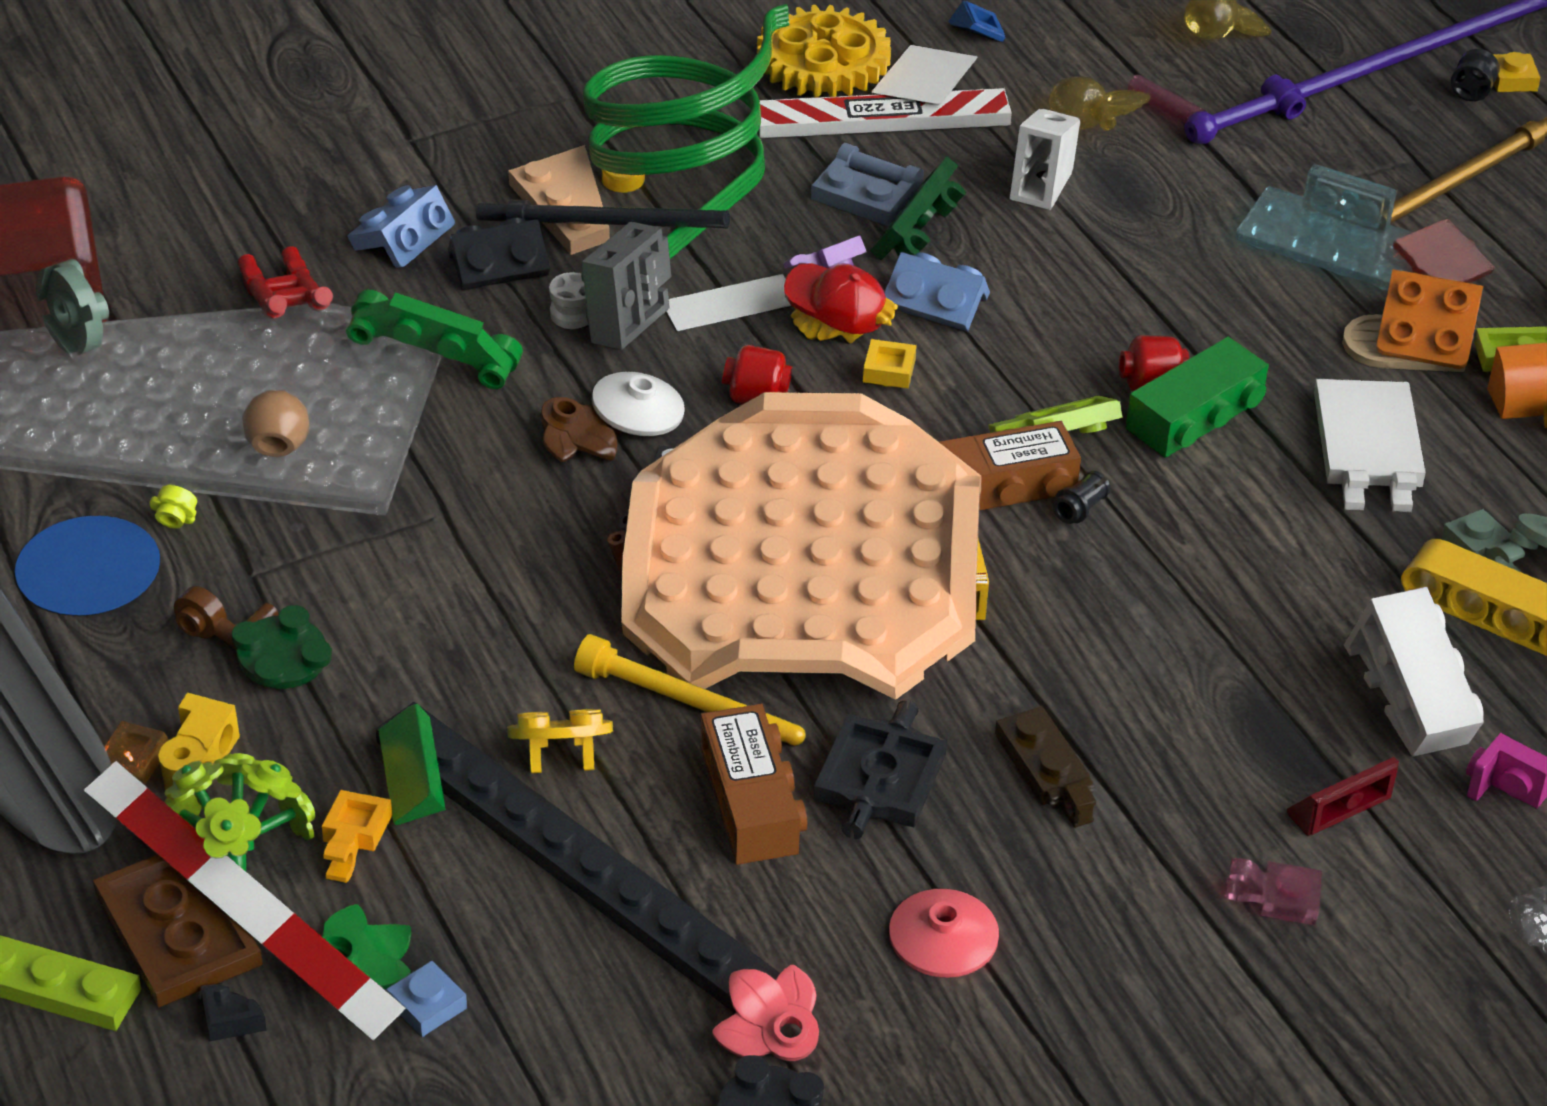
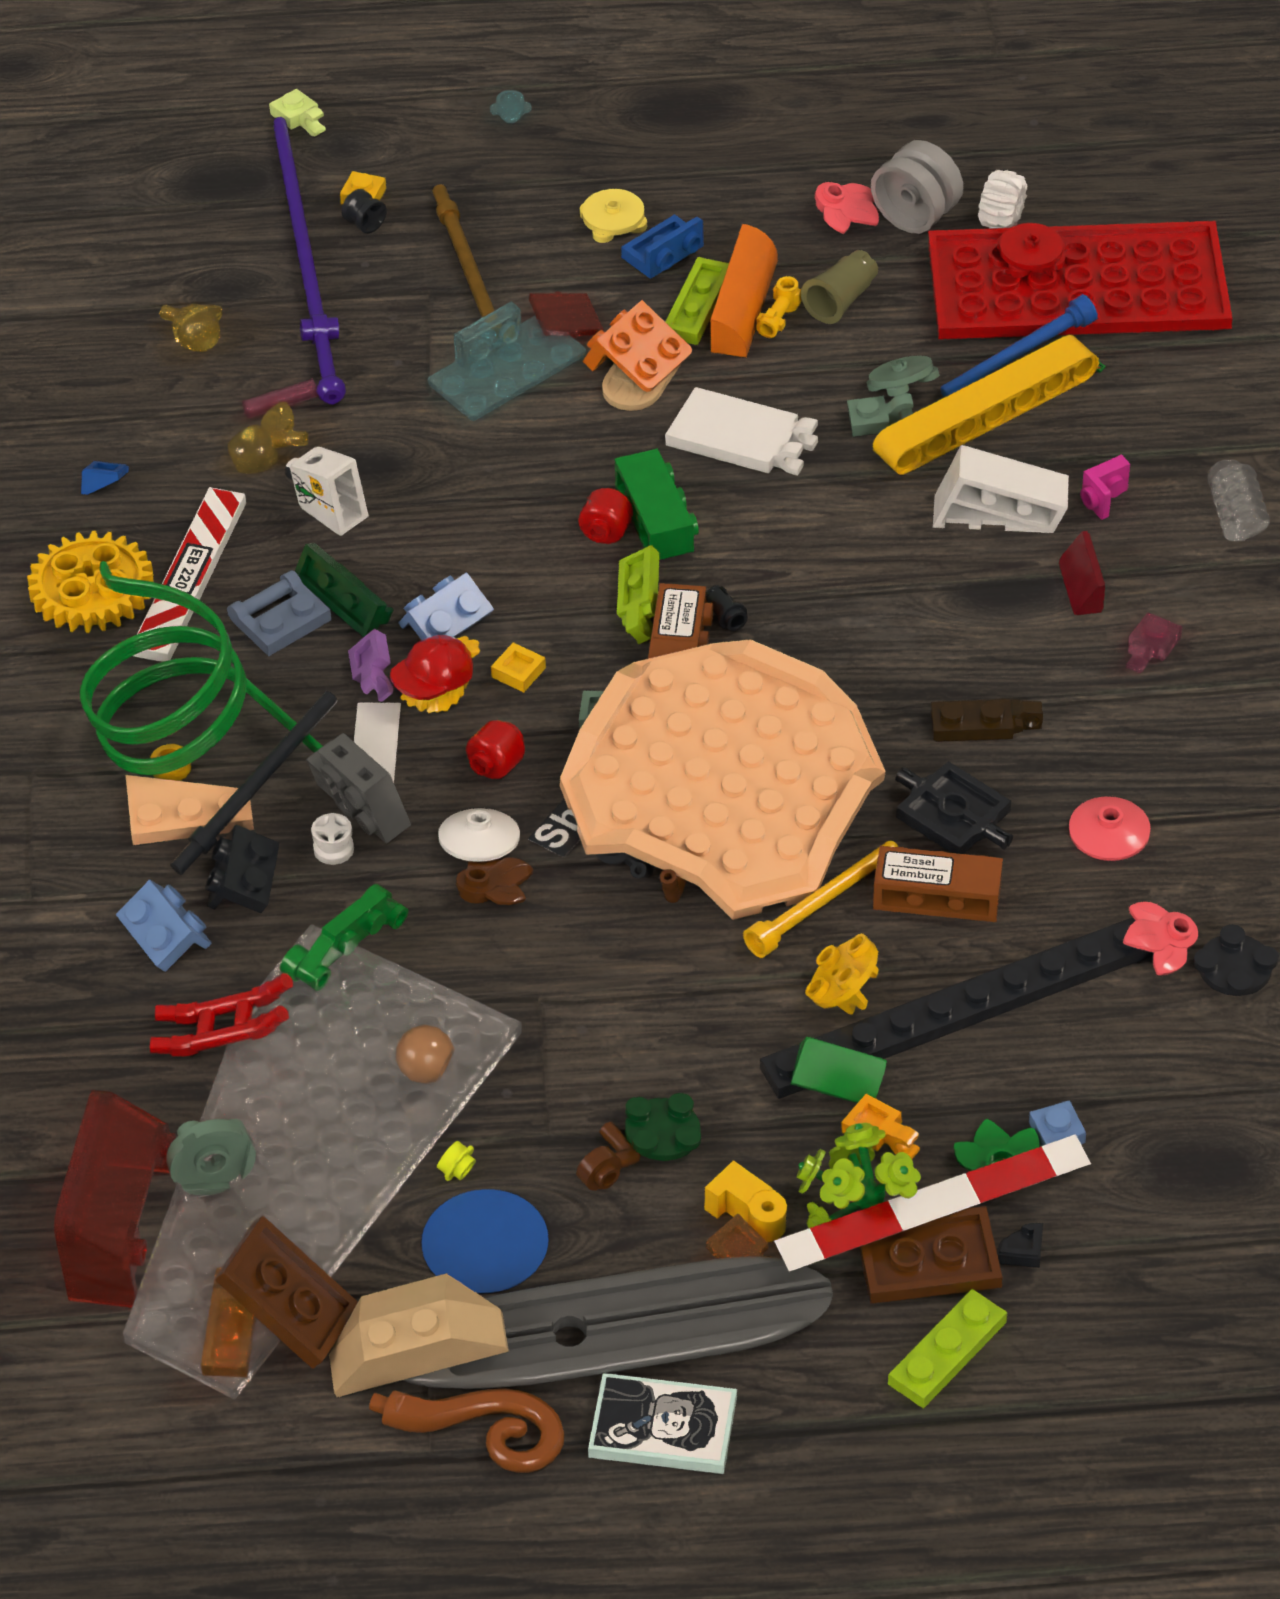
camera: 65 degrees left, 5 degrees up
(924, 74) = (157, 529): white sticker -> none

